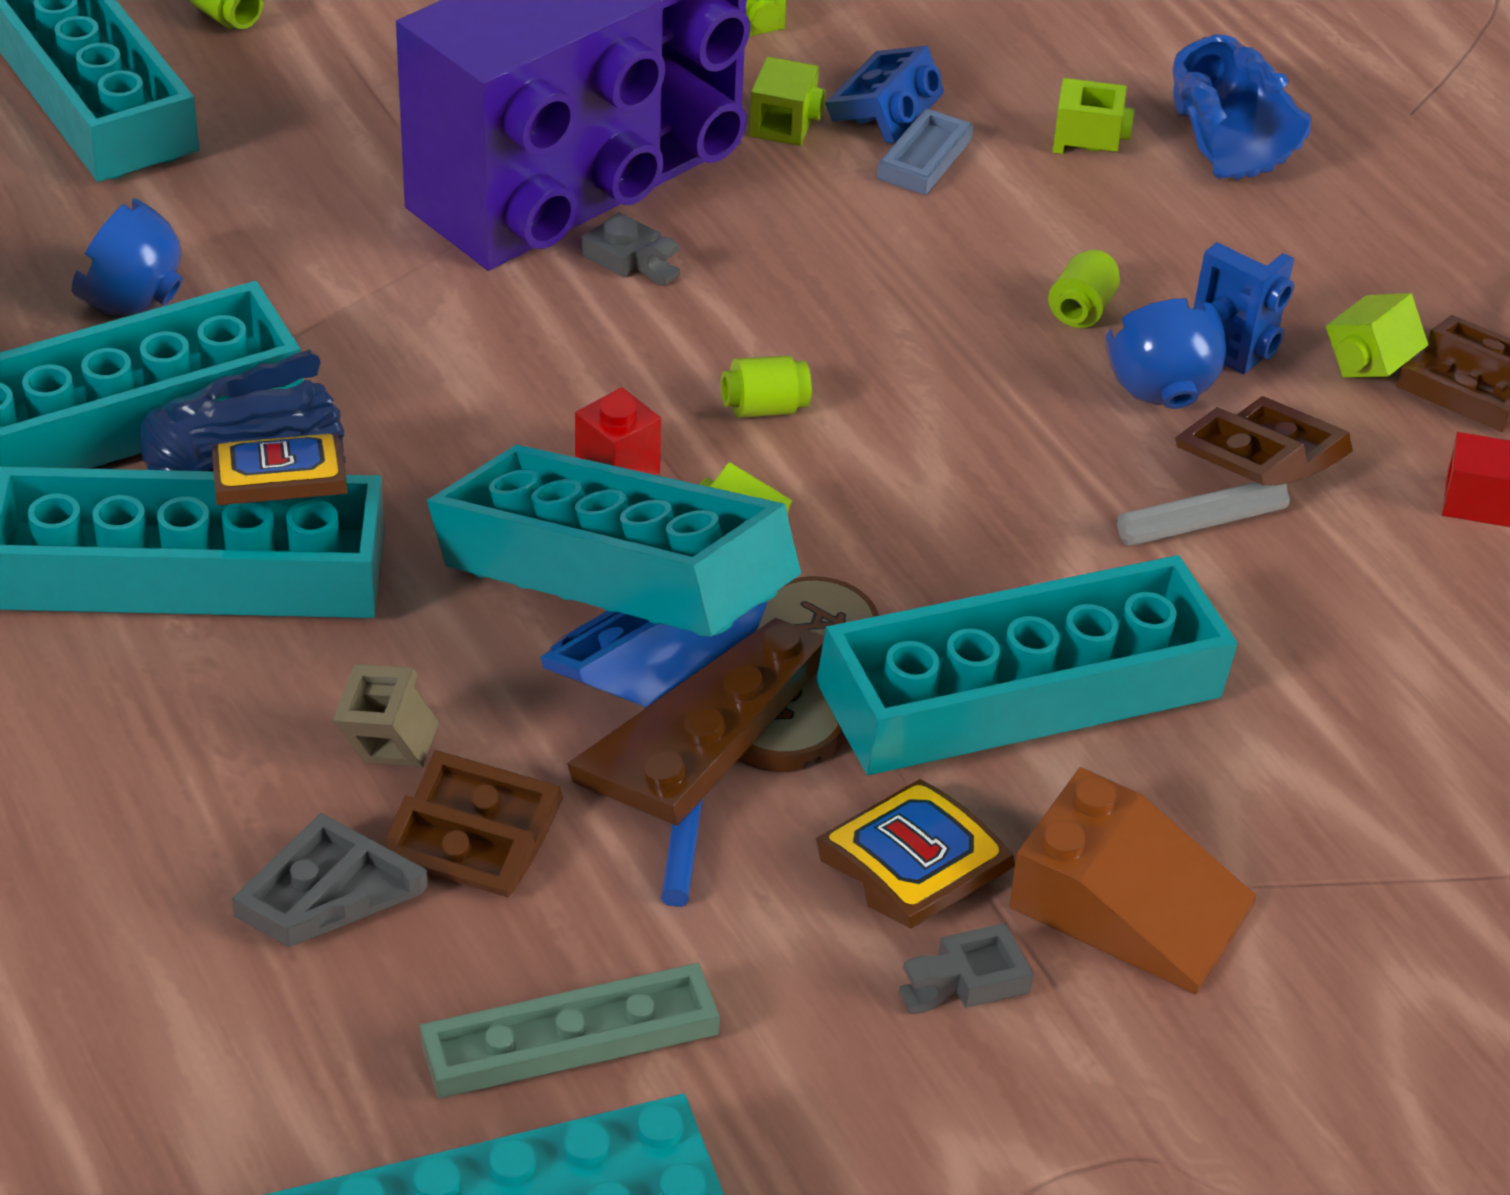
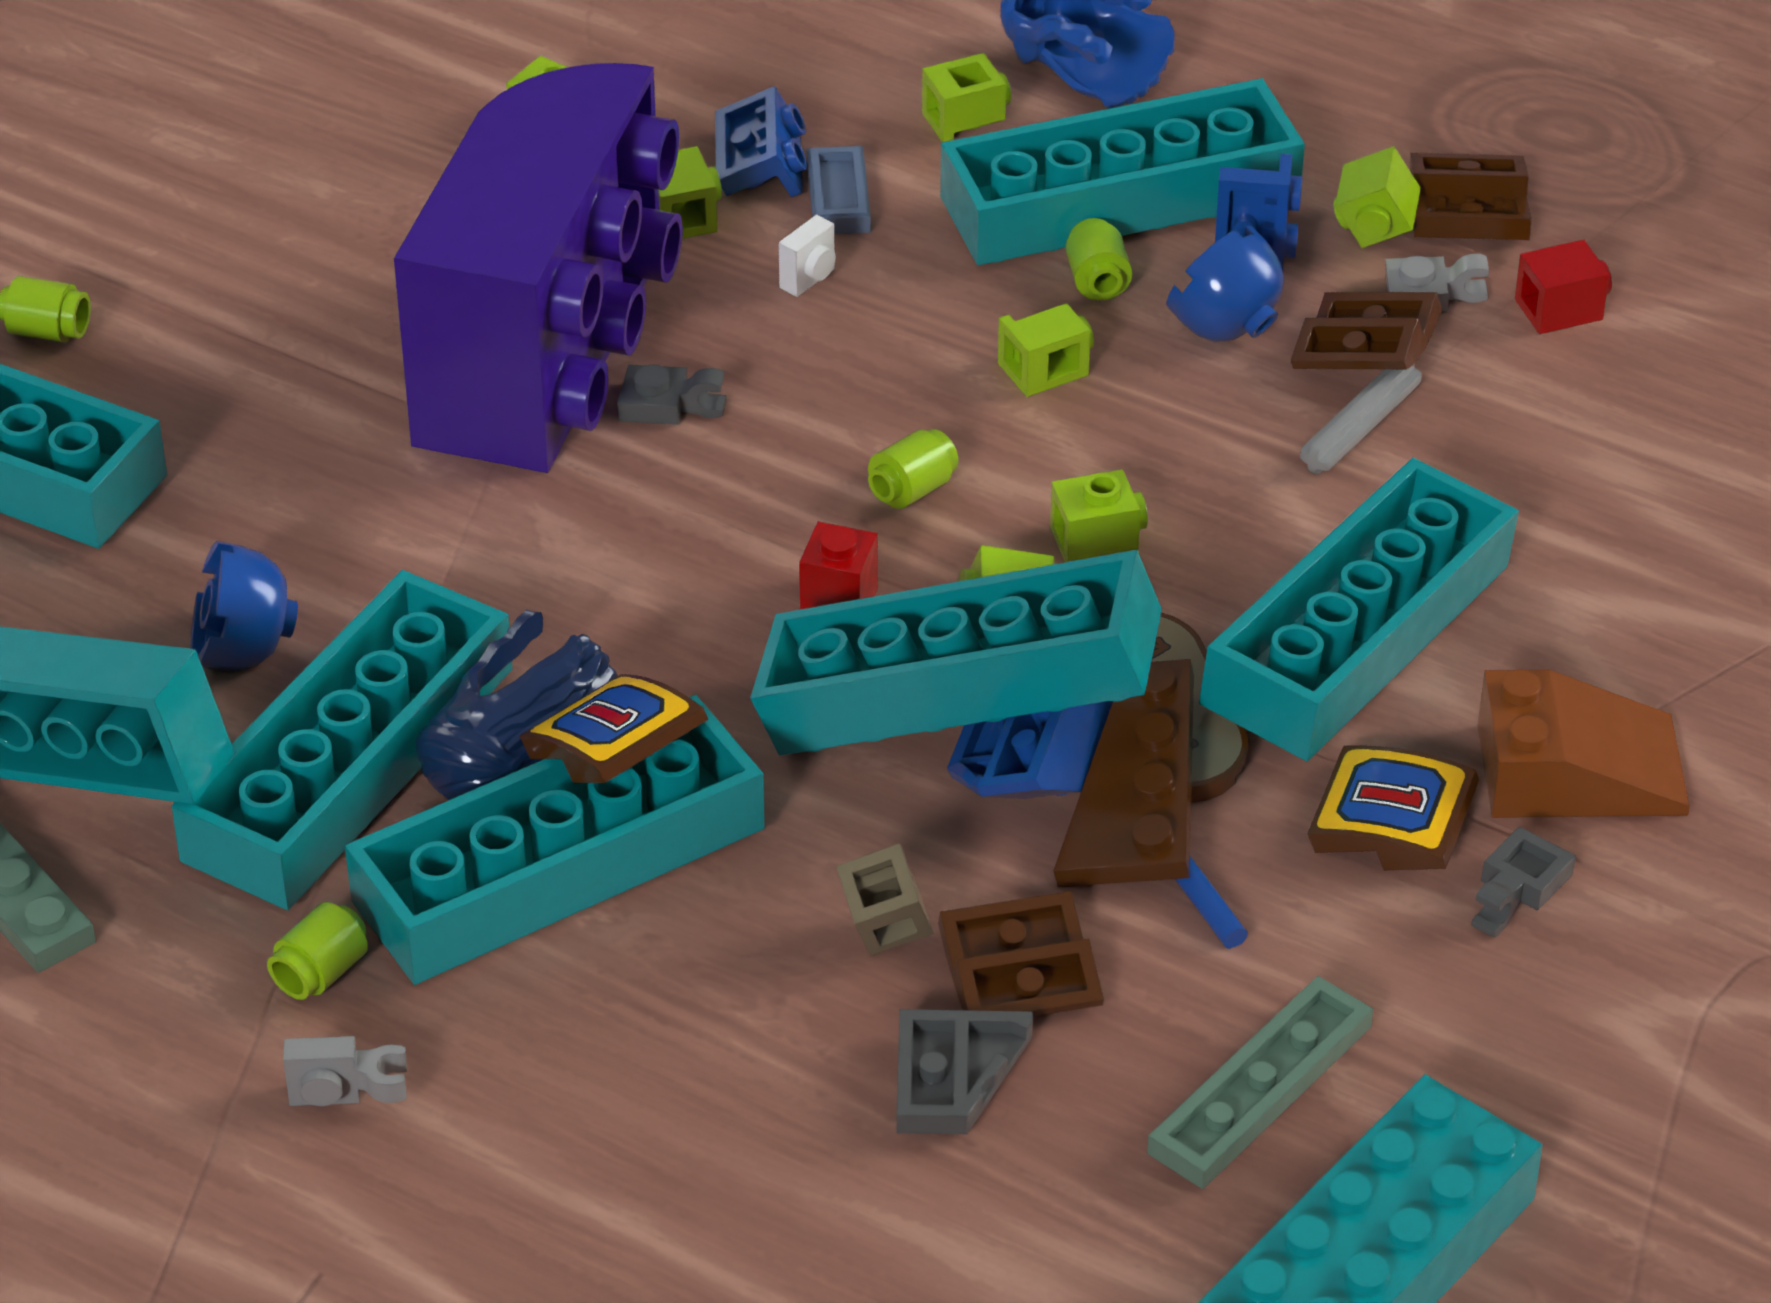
camera: 30 degrees left, 0 degrees up
(840, 187) = (806, 255): none -> white plate
(881, 492) = (1096, 515): none -> lime brick
(971, 340) = (1045, 349): none -> lime brick
(1155, 216) = (1122, 164): none -> teal brick
(1377, 428) = (1430, 275): none -> light grey plate

